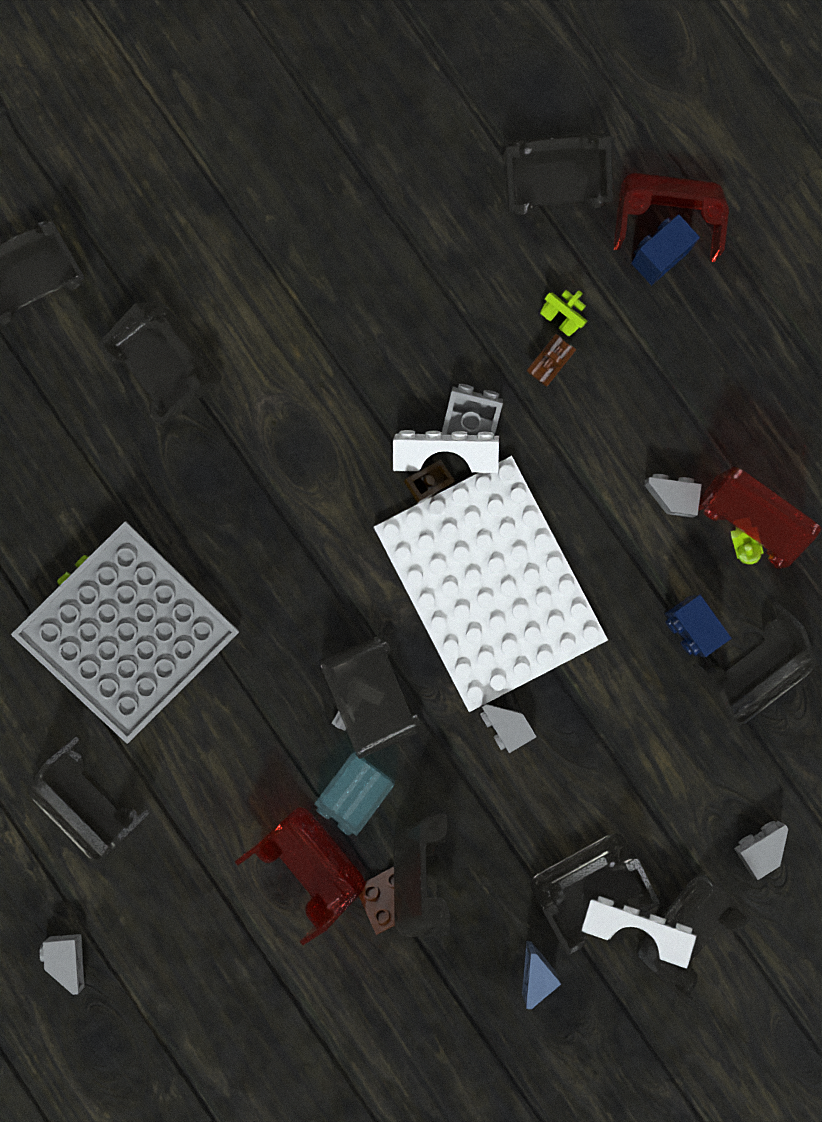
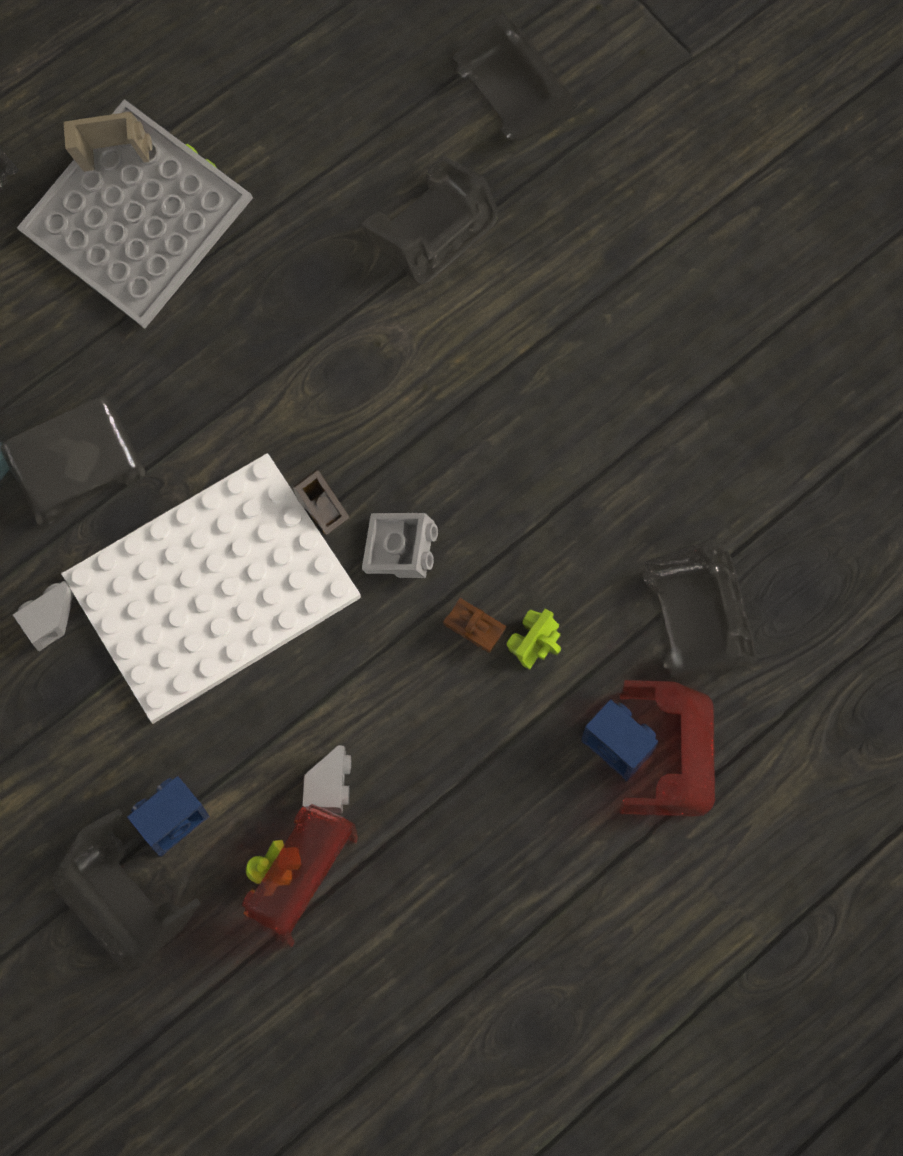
camera: 85 degrees right, 15 degrees down
(55, 675) = (102, 132): none -> dark tan panel
(478, 450) = (358, 551): white arch -> none

